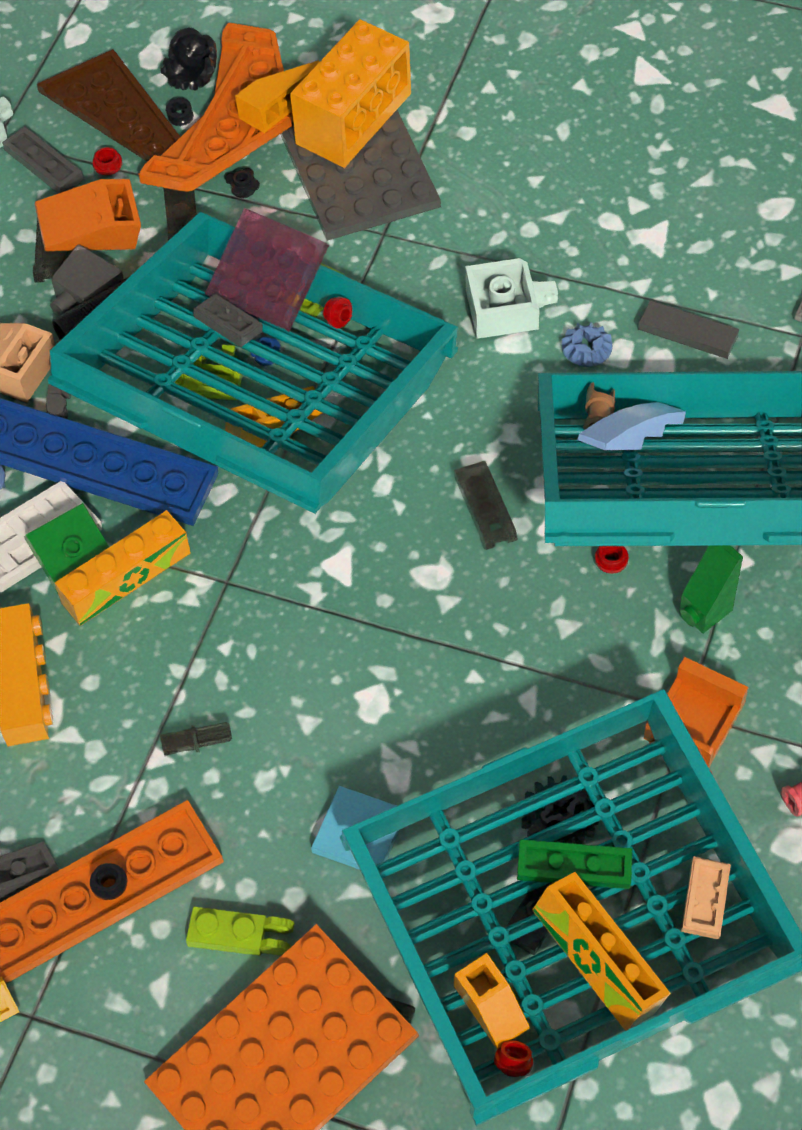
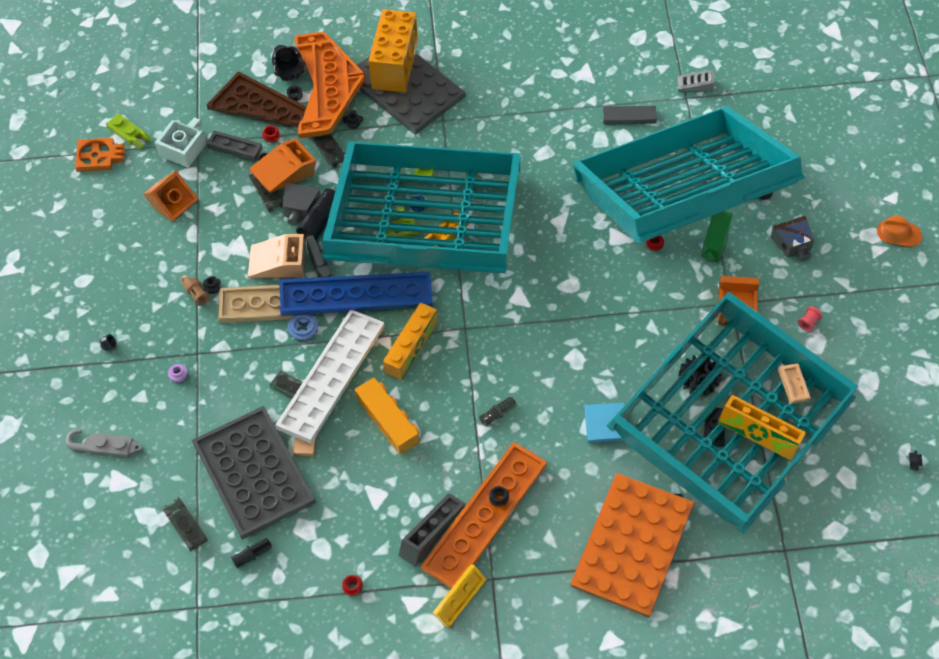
camera: 25 degrees left, 0 degrees up
(66, 543) = (375, 340): green plate -> none
(228, 320) = (395, 193): dark grey plate -> none
(237, 932) = (574, 495): lime hinge -> none
(267, 269) = (403, 159): clear pink plate -> none
(269, 98) = (352, 65): light orange slope -> none
(338, 312) = (449, 168): red plate -> none
(485, 504) = (578, 239): clear smoke plate -> none
(491, 1000) = (722, 471): light orange slope -> none
(505, 297) = (530, 131): light aqua hinge -> none
(514, 1059) = (746, 494): red plate -> none
(580, 353) = (582, 146): medium blue gear -> none
(593, 864) = (719, 394): green plate -> none
(598, 405) = (613, 169): medium nougat piece -> none
(631, 425) = (635, 172): light blue slope -> none

